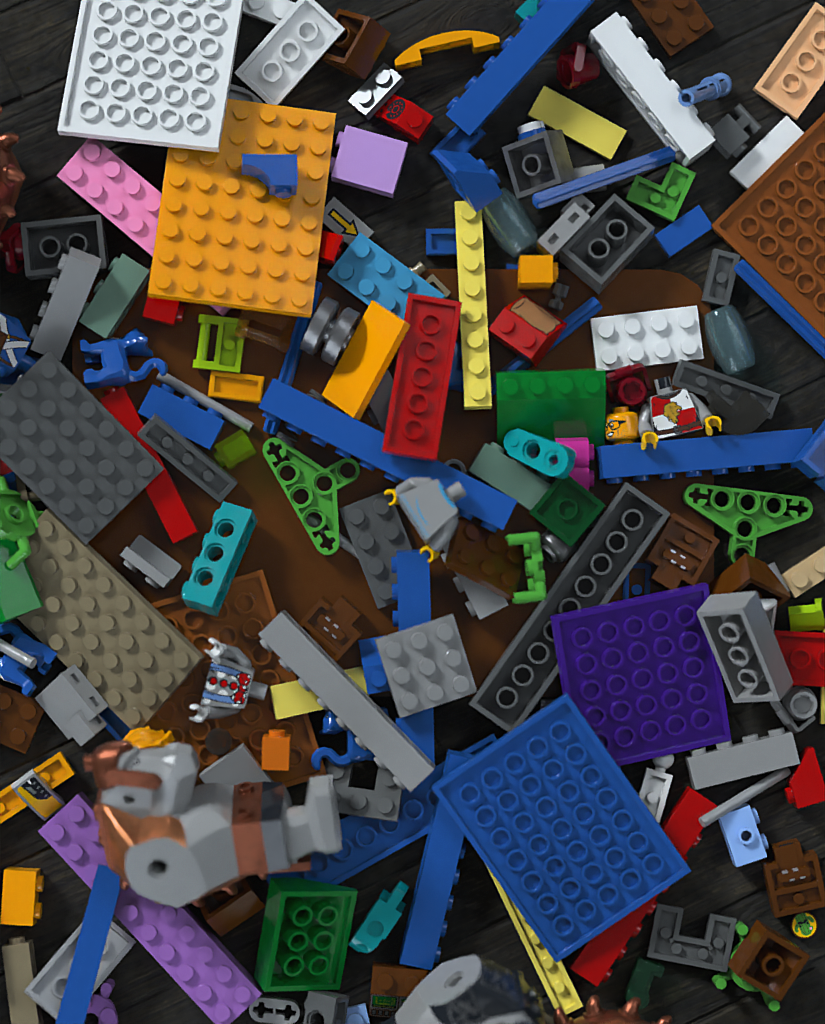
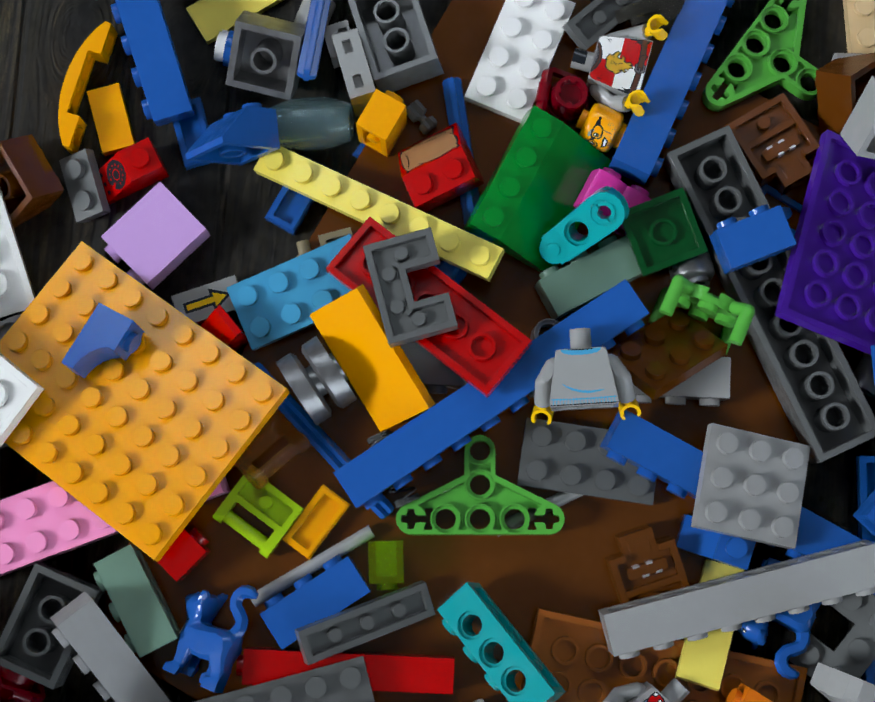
camera: 60 degrees left, 5 degrees down
(403, 361) = (401, 315): none -> dark grey plate
(434, 80) = (111, 118): none -> light orange tile
(594, 571) = (752, 239): none -> blue brick

